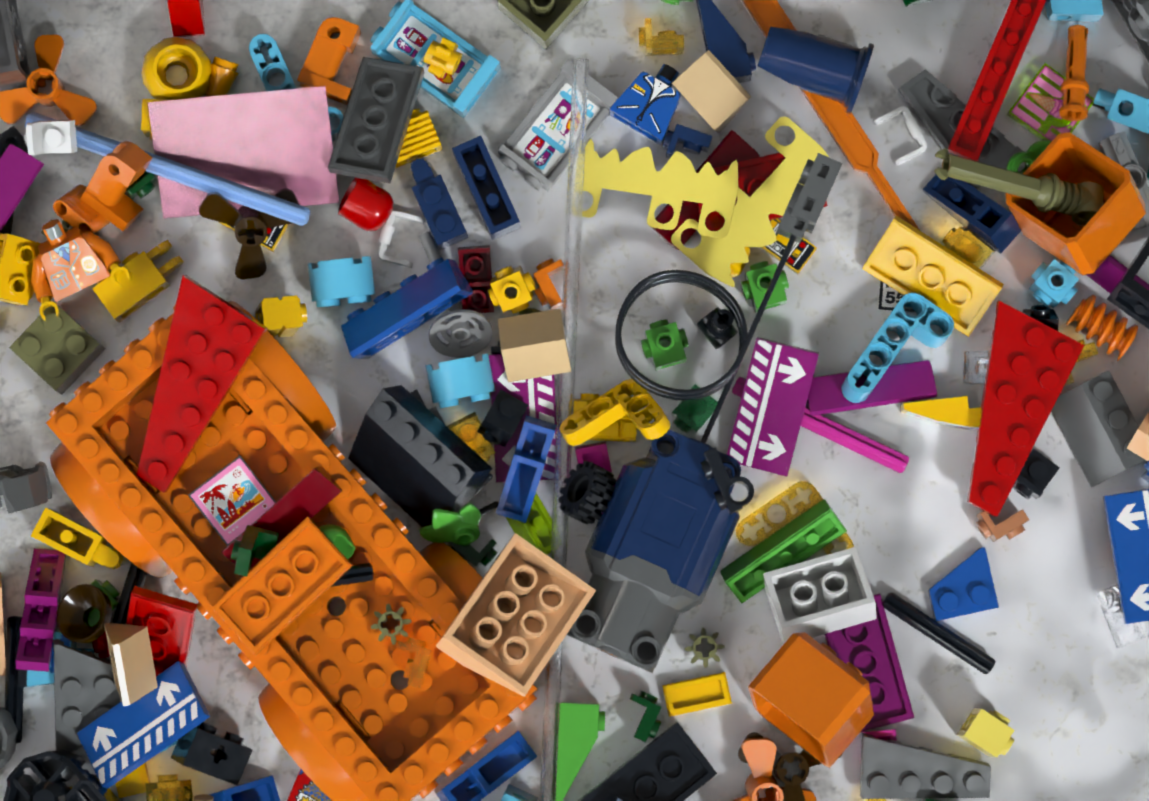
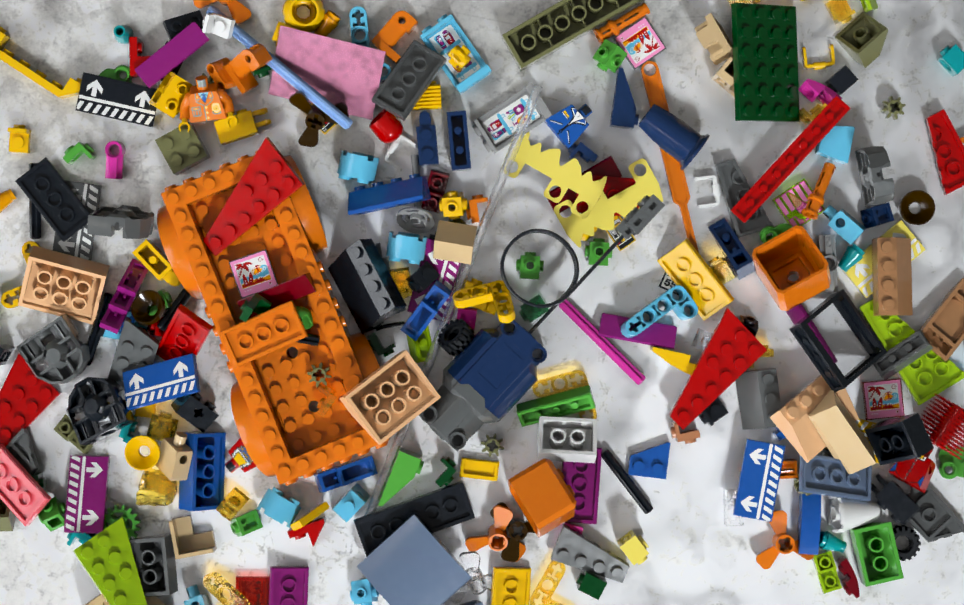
camera: 15 degrees right, 5 degrees up
(131, 661) = (165, 345): tan slope -> none
(281, 316) = (316, 175): yellow brick -> none
(454, 527) = (374, 331): bright green plate -> none
(664, 44) = (591, 91): clear yellow bracket -> none
(712, 91) = (607, 130): tan slope -> none
(714, 468) = (531, 352): black plate -> none
(718, 327) = (563, 266): black pin -> none
(772, 406) = (578, 322): magenta tile -> none
(1045, 291) = (756, 307): medium azure brick -> none
(1046, 192) = (777, 257): olive piece -> none
(1103, 326) = (782, 341): orange piece -> none

